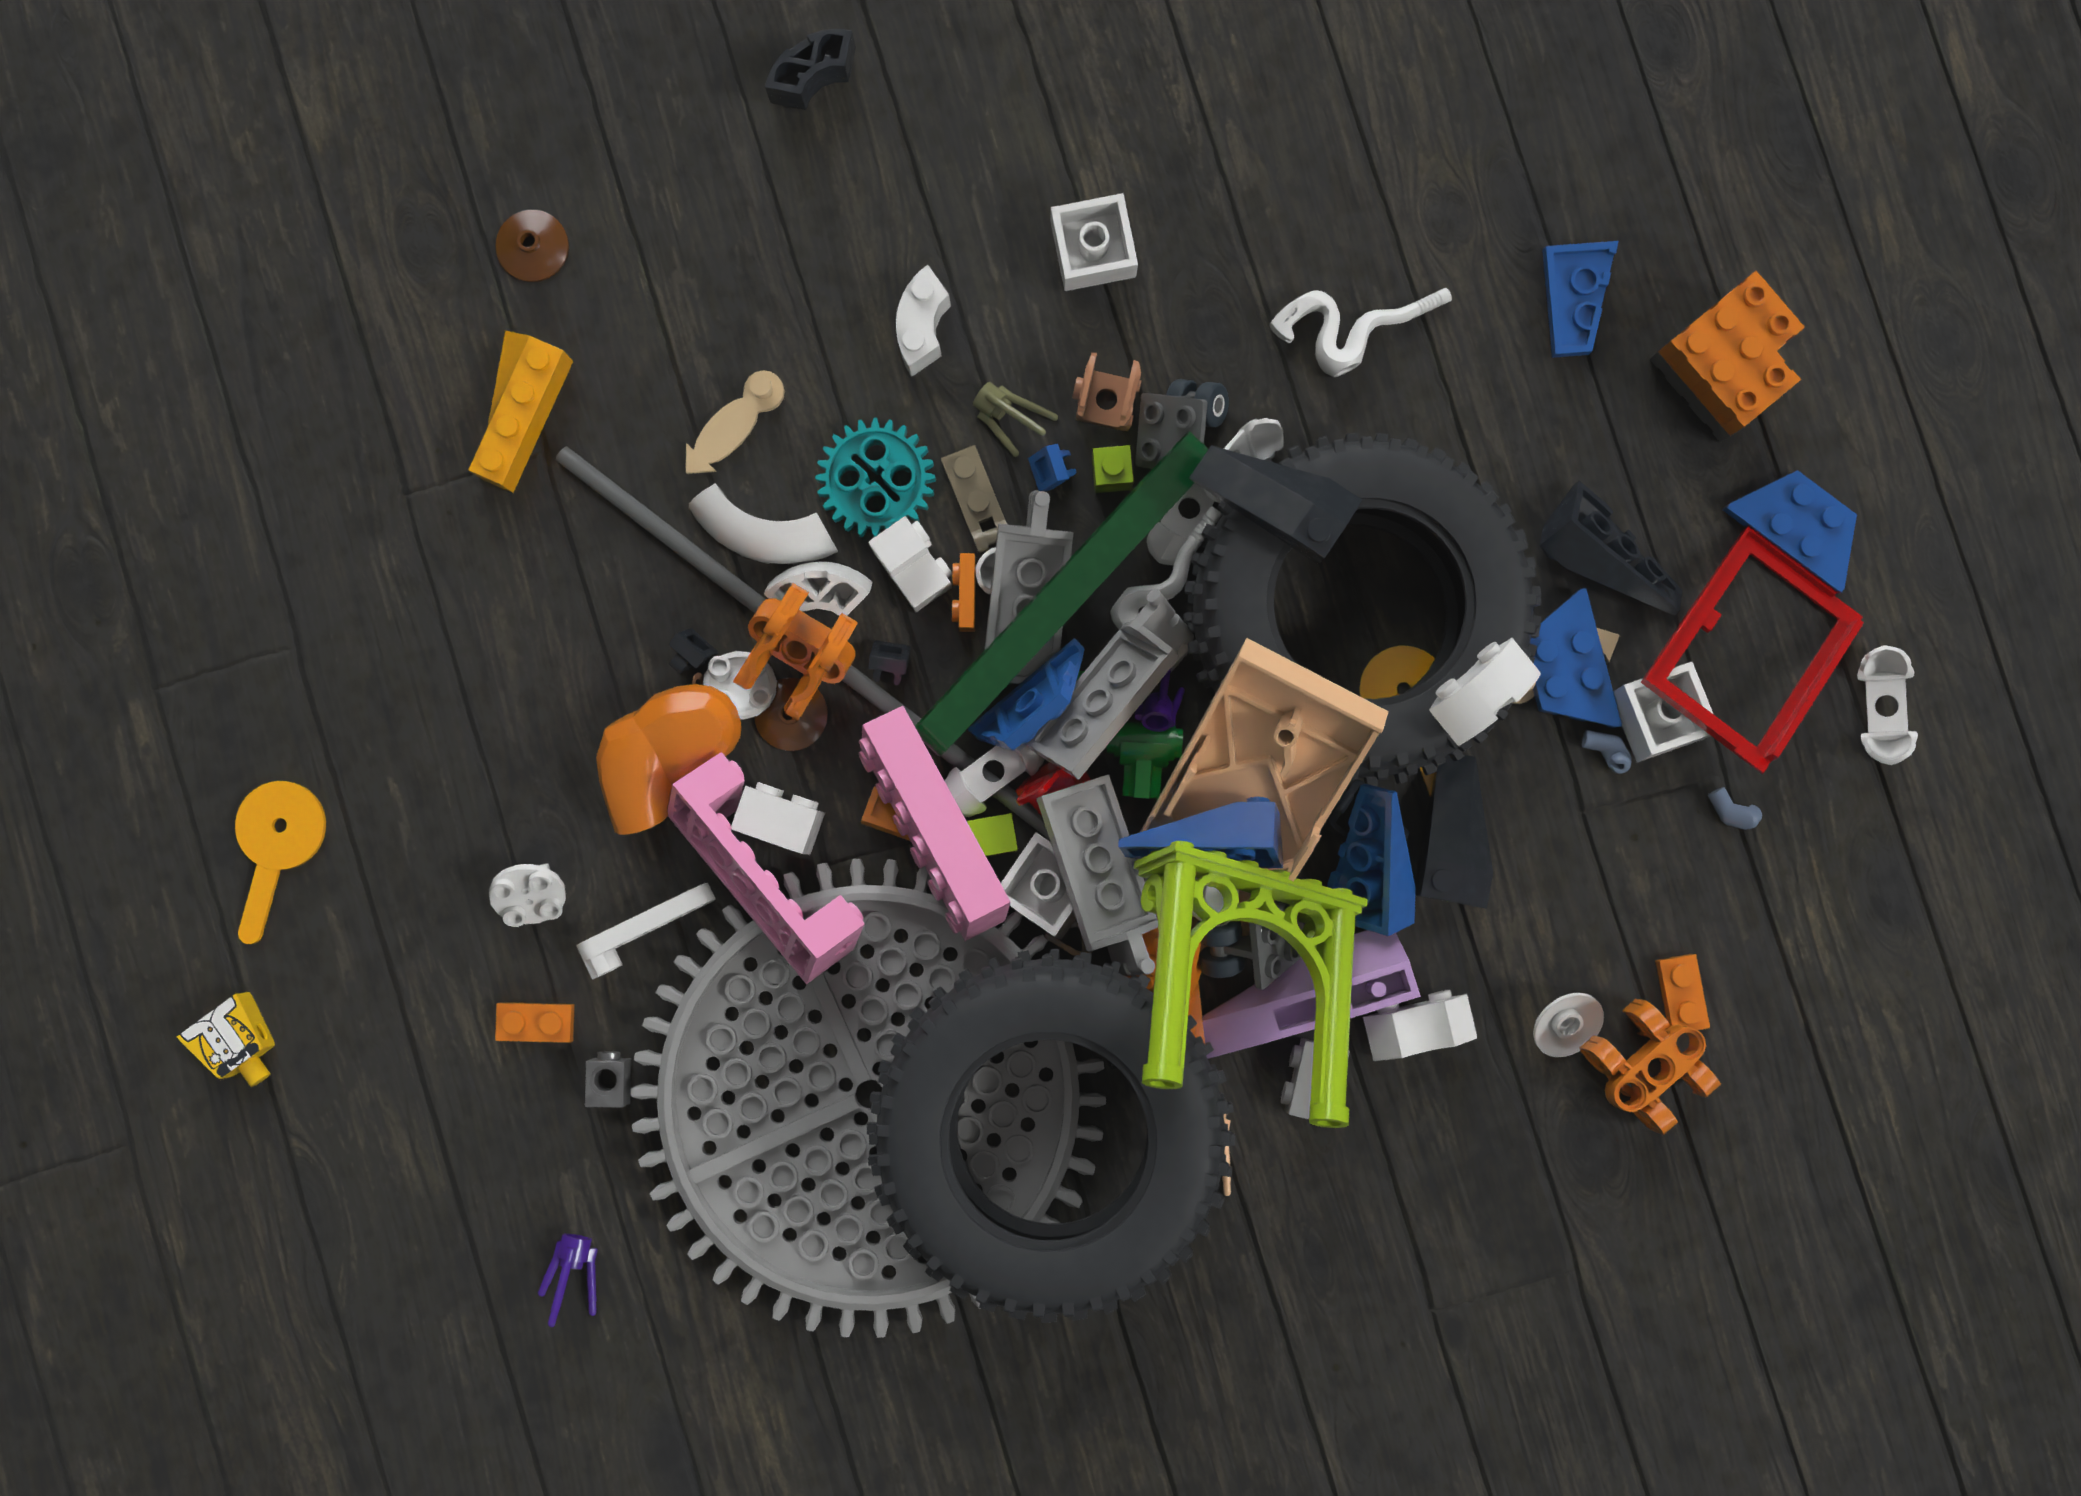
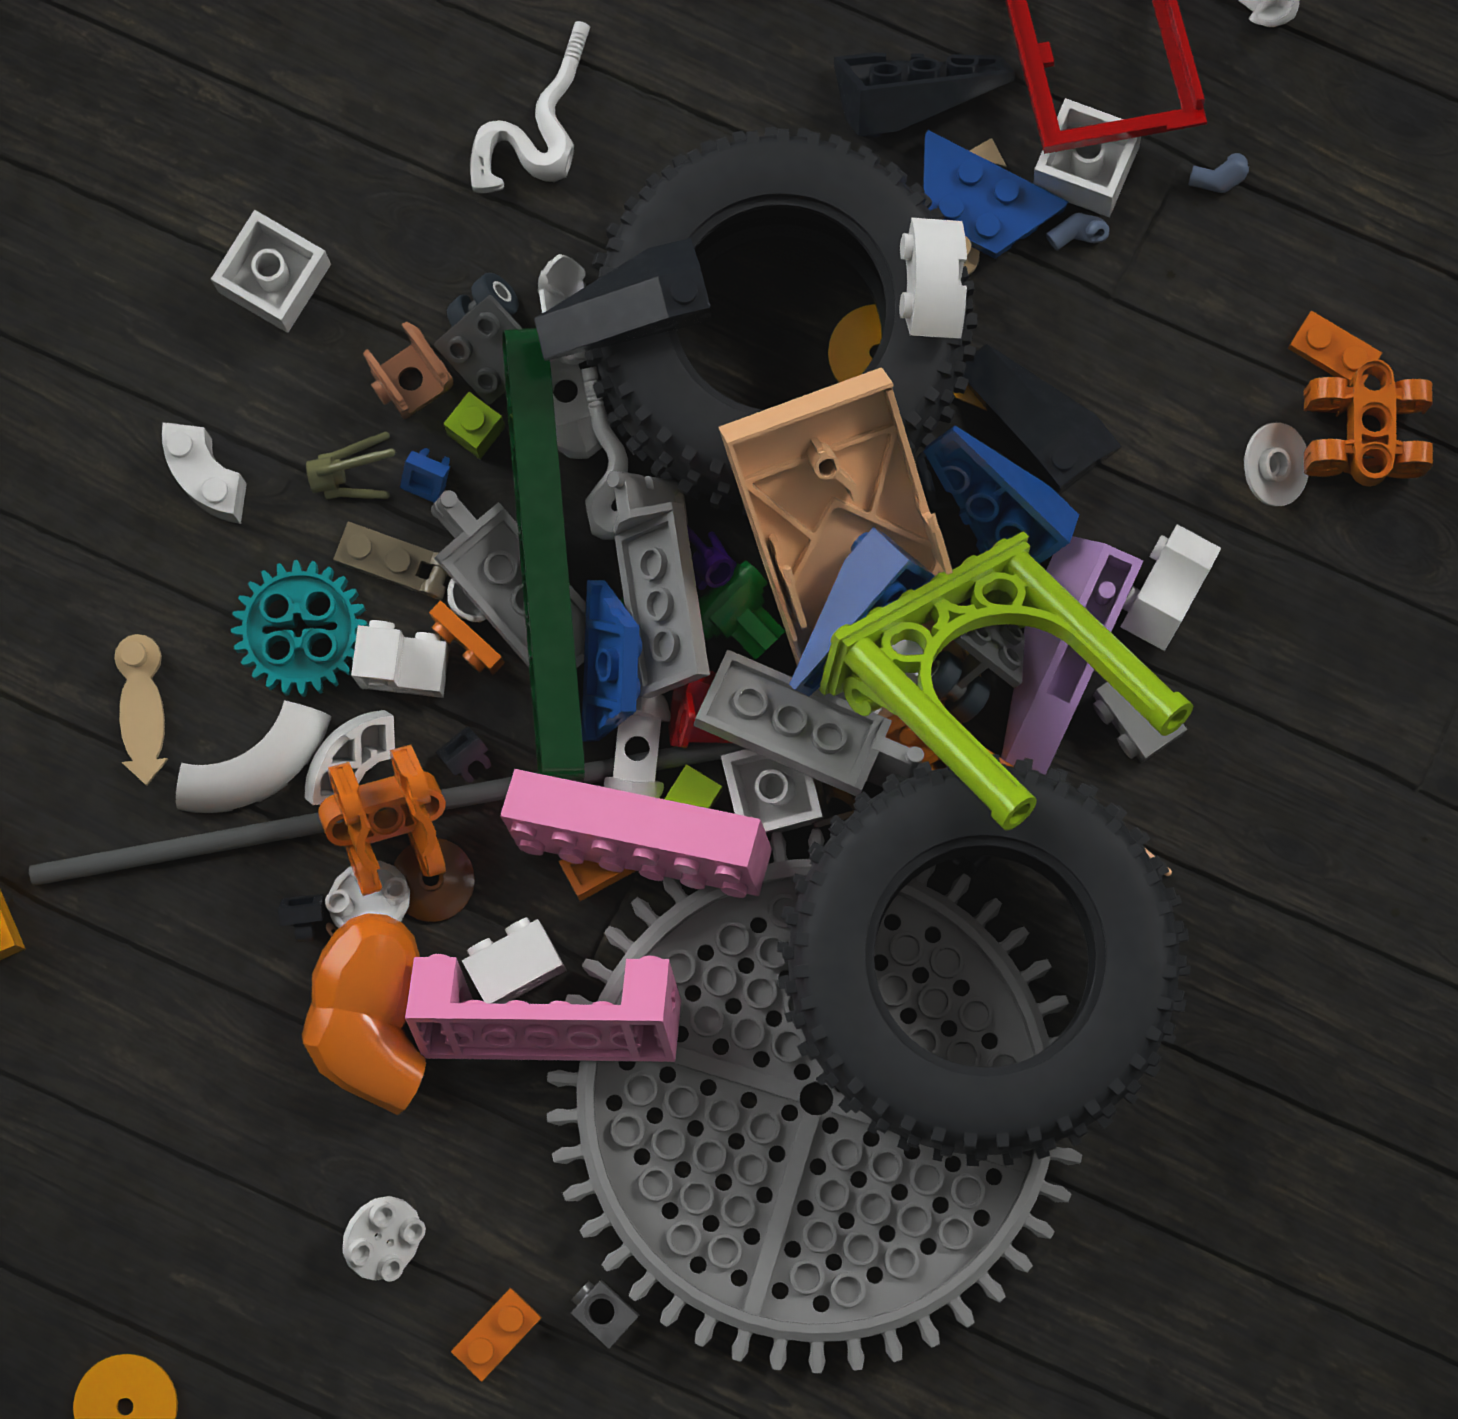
camera: 45 degrees left, 5 degrees down
(600, 951) = (487, 1221): white beam -> none

